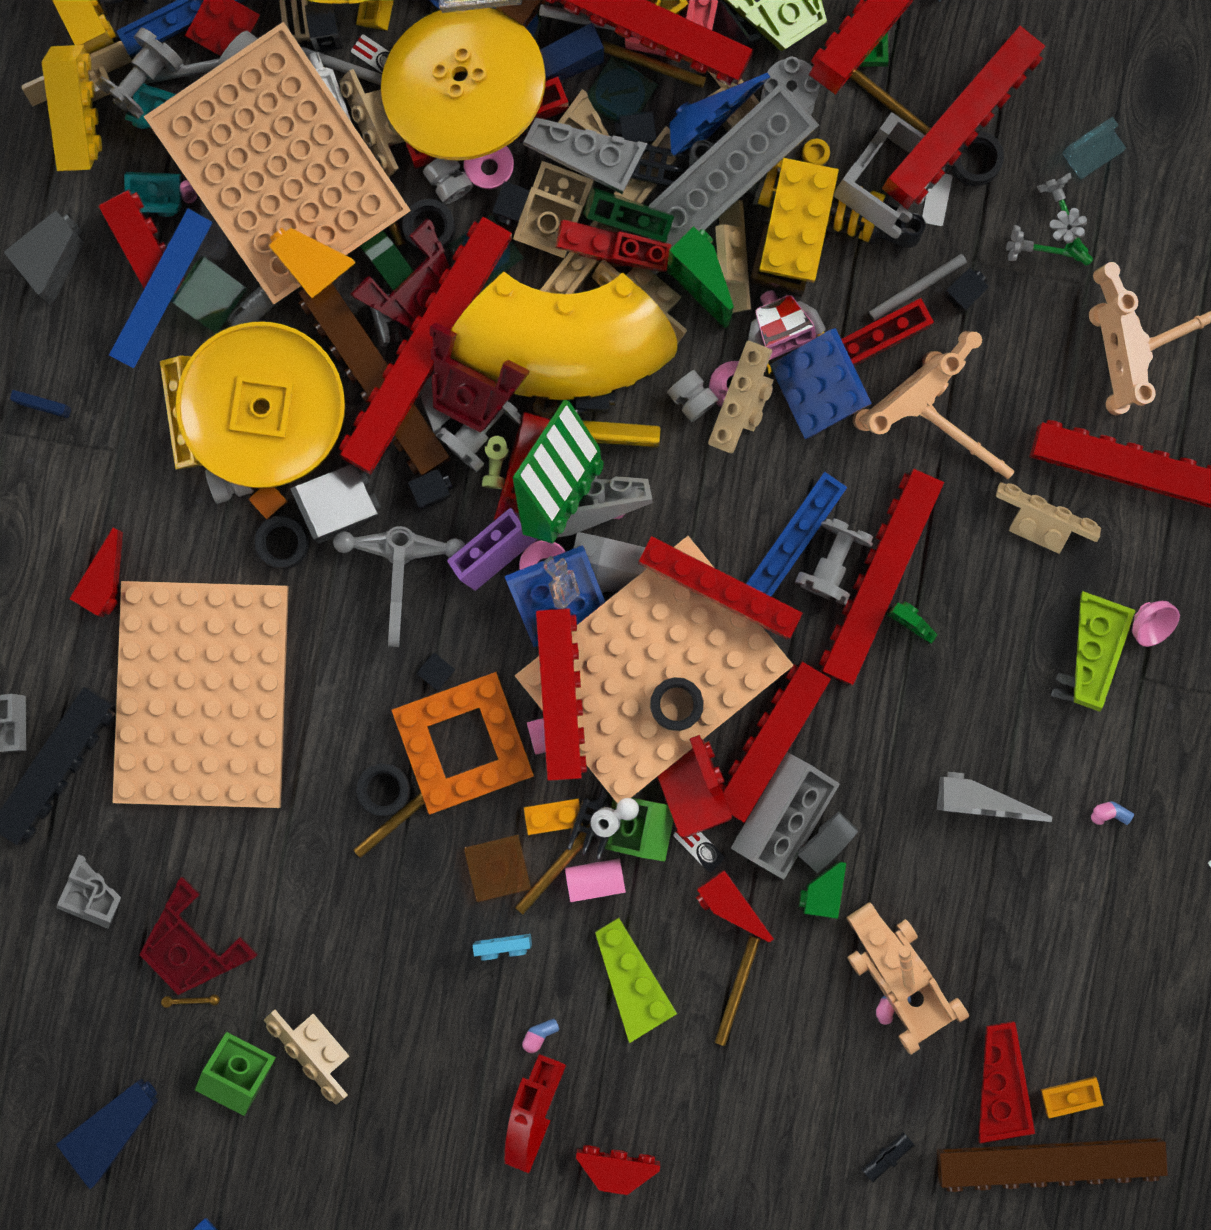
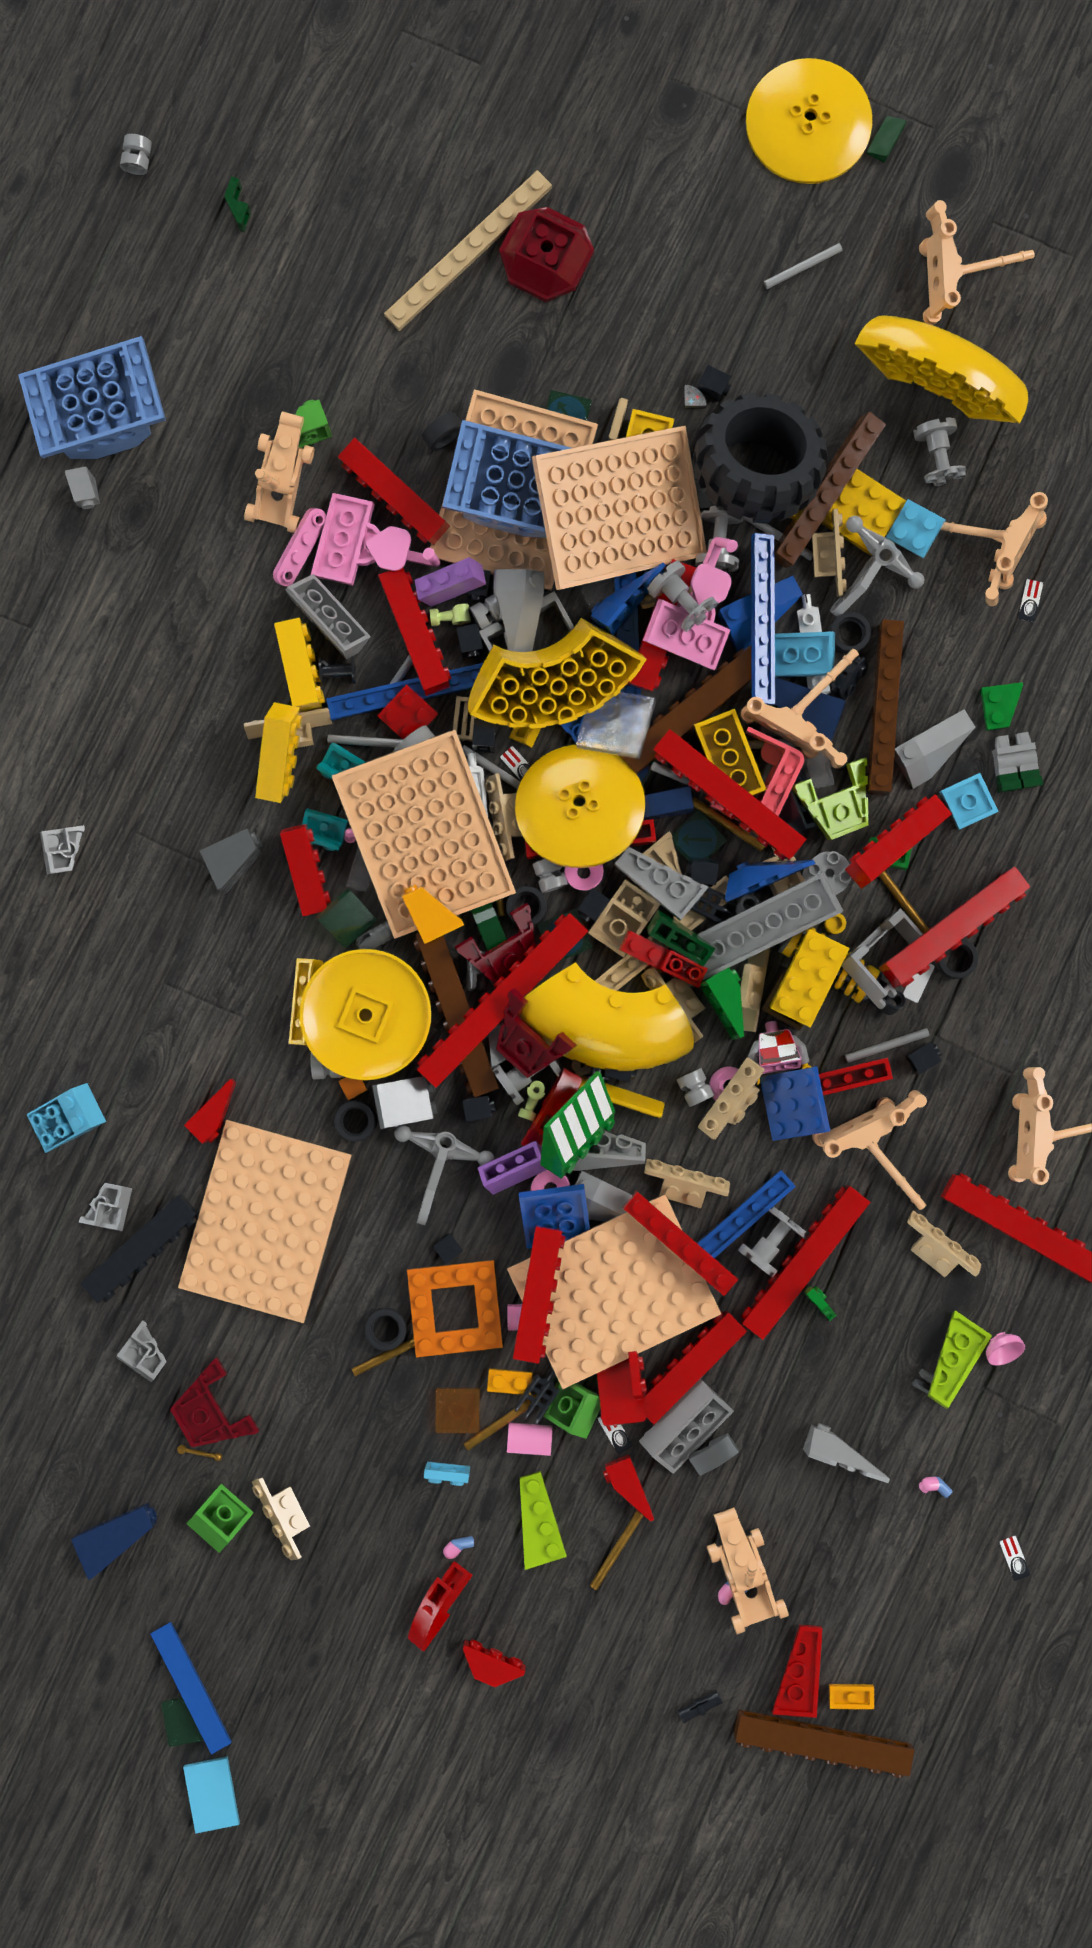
camera: 10 degrees right, 0 degrees up
(40, 404) = (198, 969): dark blue tile -> none
(146, 65) = (342, 733): light grey piece -> none
(160, 288) = (311, 905): blue tile -> none
(564, 584) = (562, 1211): clear plate -> none
(626, 809) = (566, 1393): white plate -> none
(671, 683) = (625, 1340): black tyre -> none
(710, 520) = (685, 1185): none -> tan bracket
(824, 892) = (702, 1492): green slope -> none
(1067, 228) = (1013, 1034): light grey plant -> none
(1094, 149) = (1048, 973): clear light blue panel -> none

